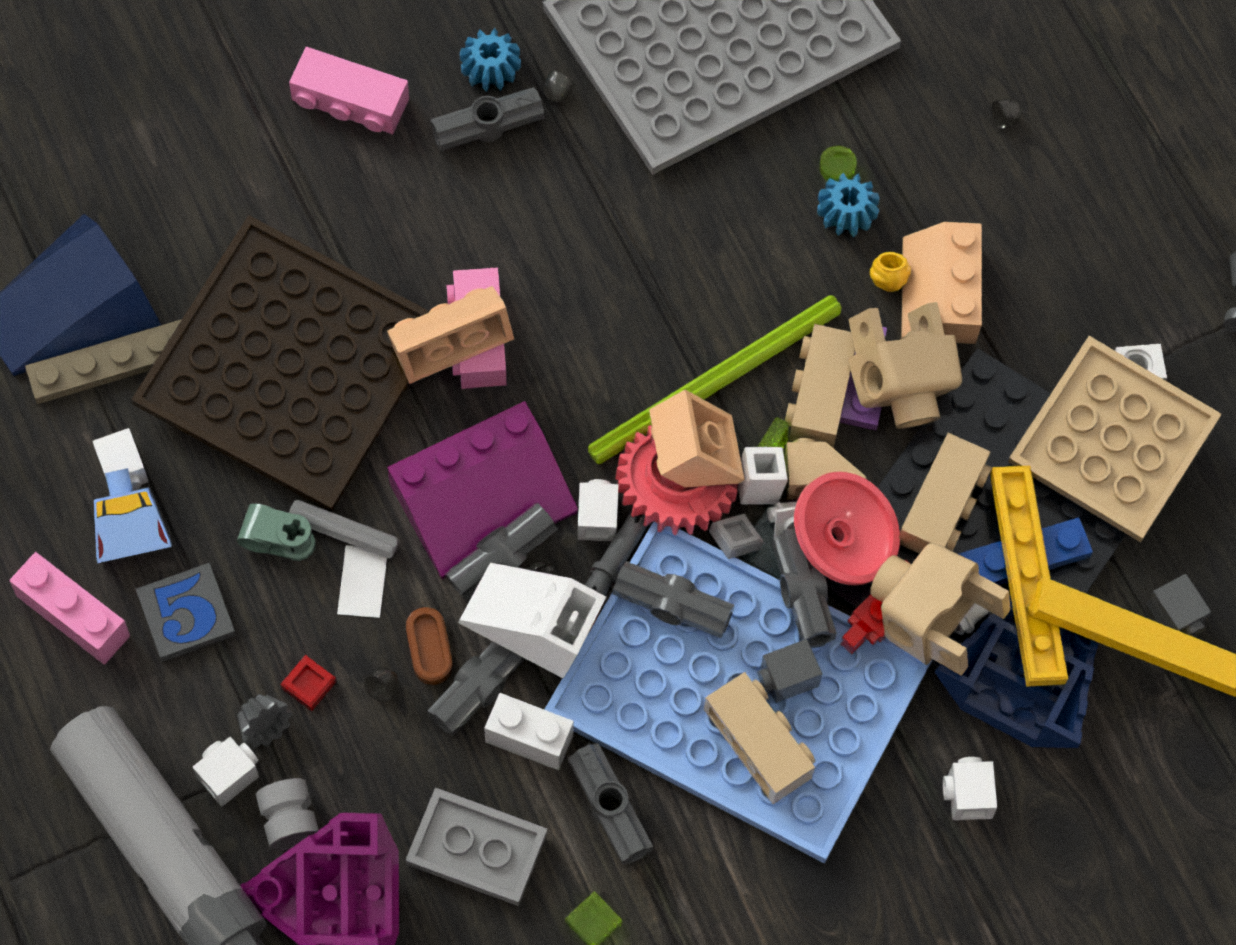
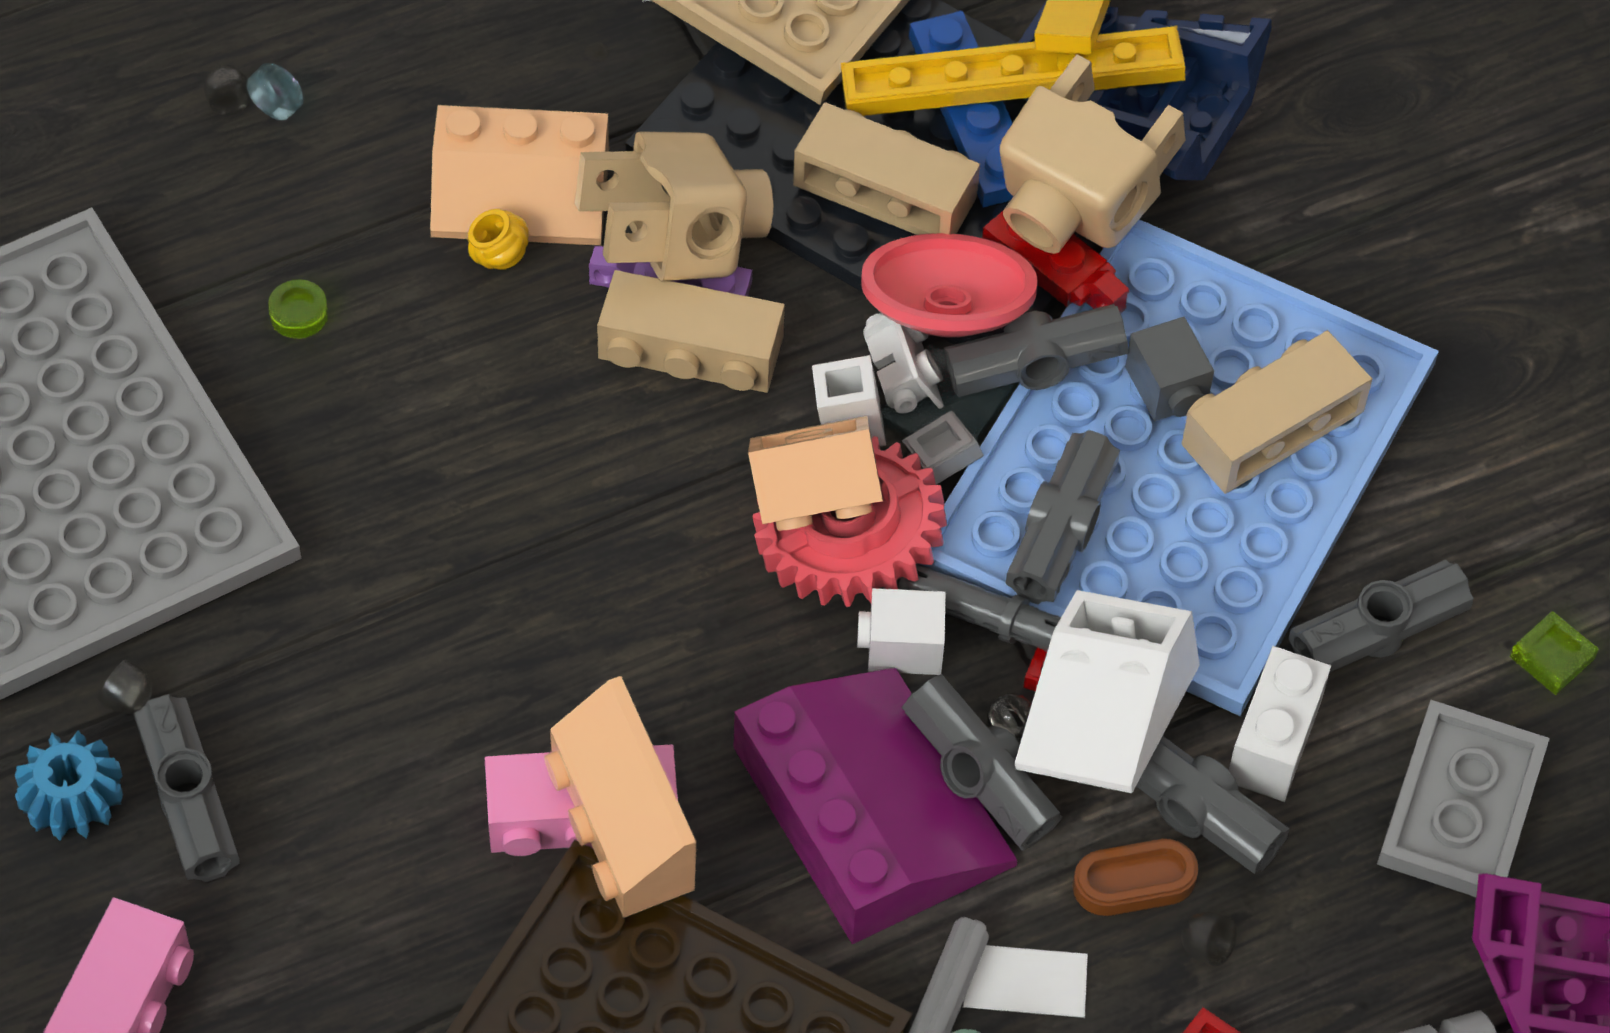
camera: 90 degrees left, 10 degrees down
(723, 373) = (674, 482): lime axle -> none
(776, 434) = (784, 397): clear neon green tile -> none
(809, 460) = (827, 332): tan slope -> none
(849, 193) = (378, 289): dark azure gear -> none
(971, 789) = (1315, 179): white brick -> none
(1003, 139) = (275, 91): none -> clear light blue tile

